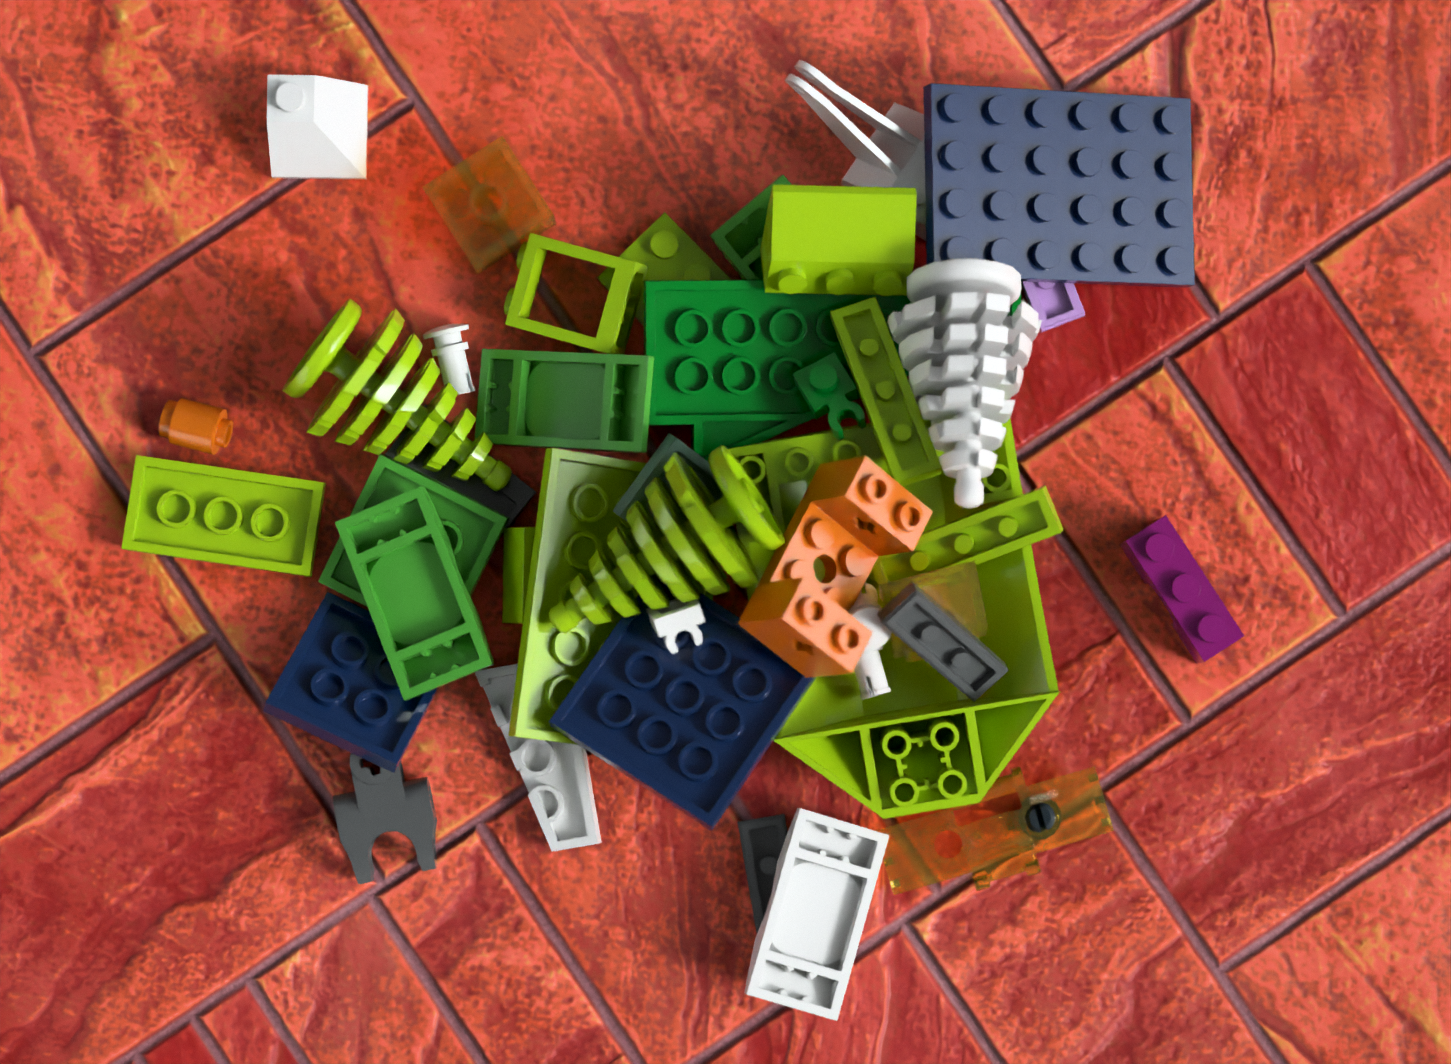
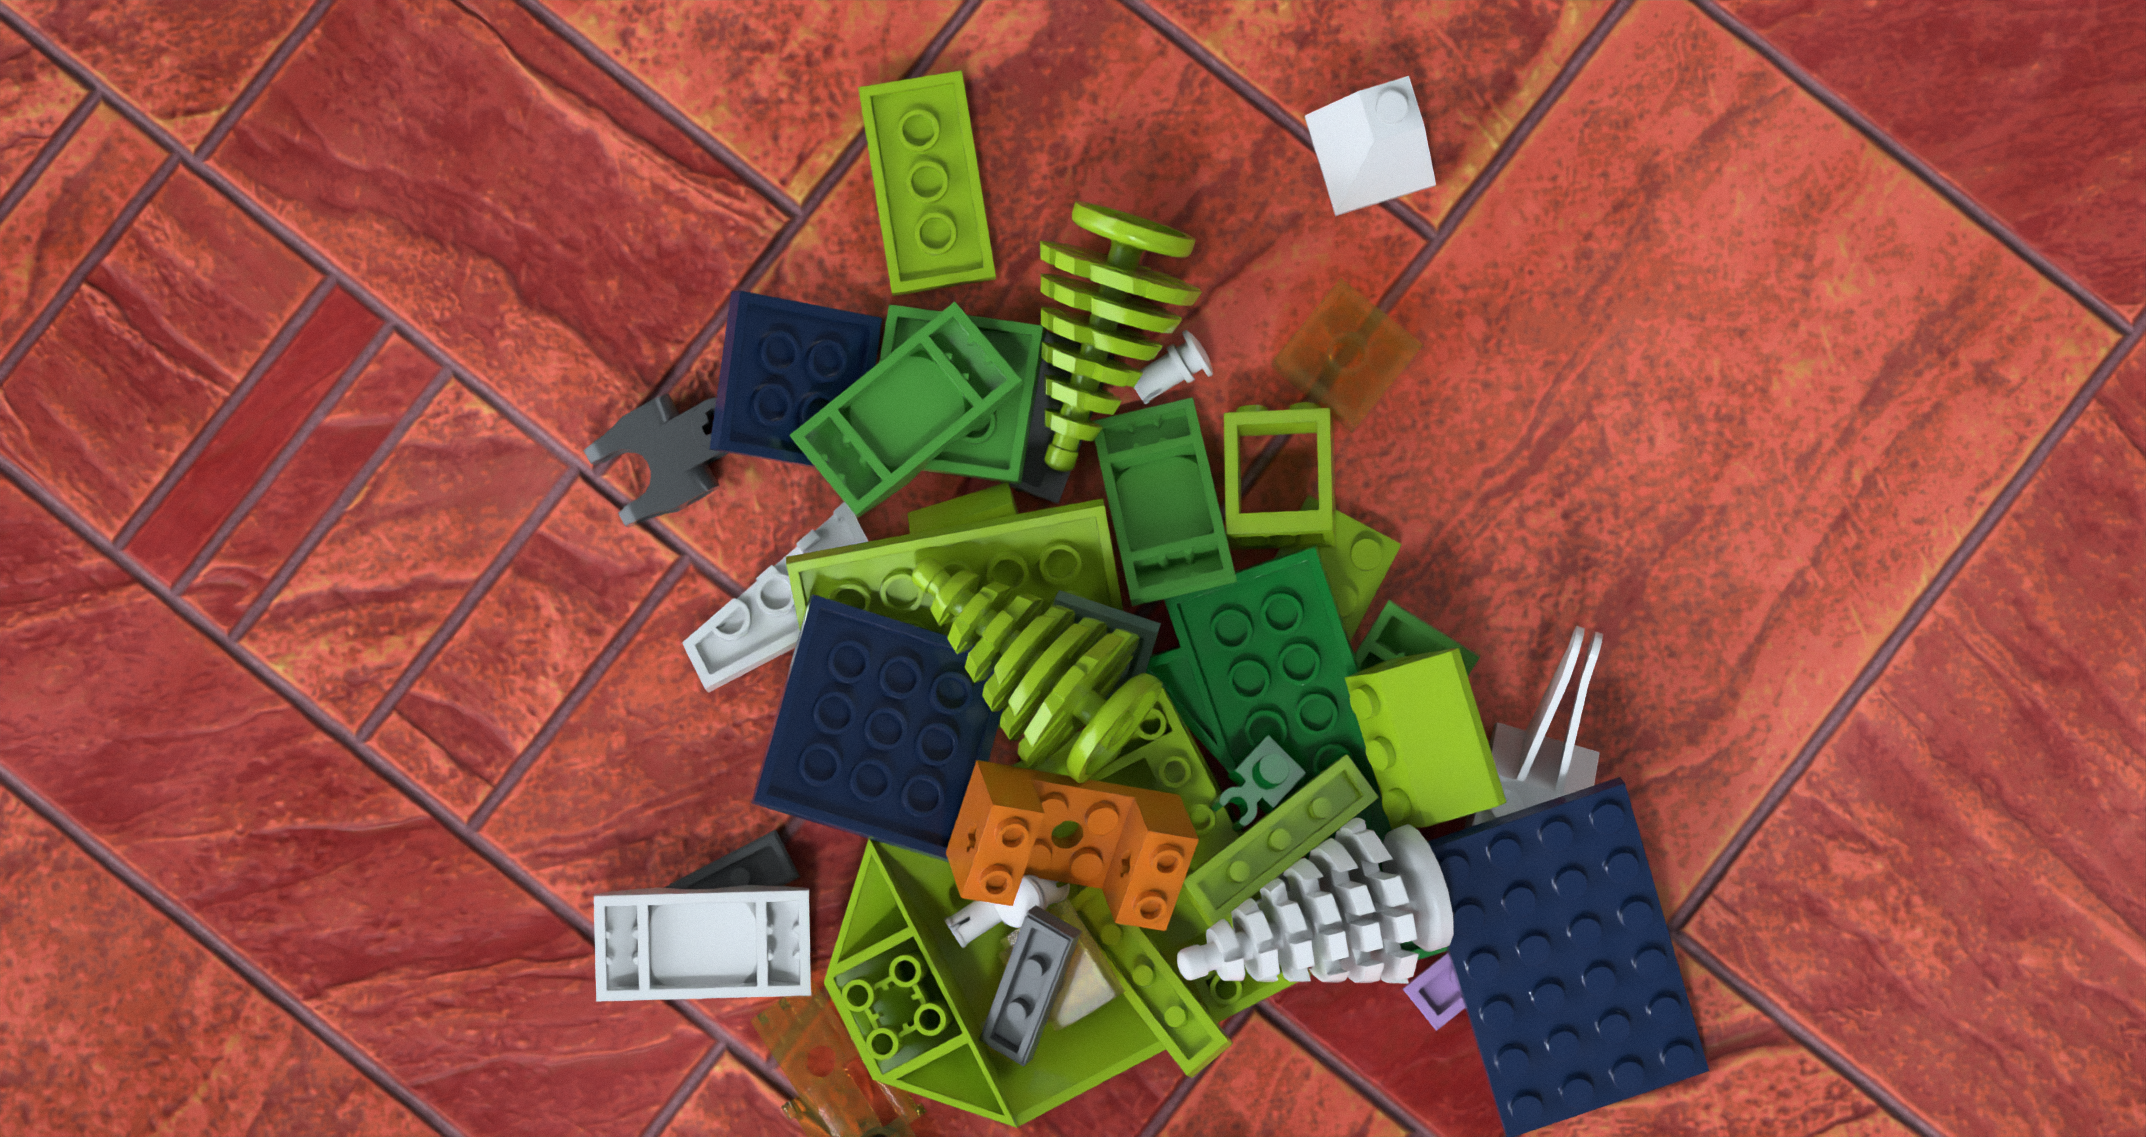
camera: 75 degrees right, 0 degrees up
(195, 425) = (1013, 122): orange brick -> none
(676, 618) = (963, 694): white tile -> none

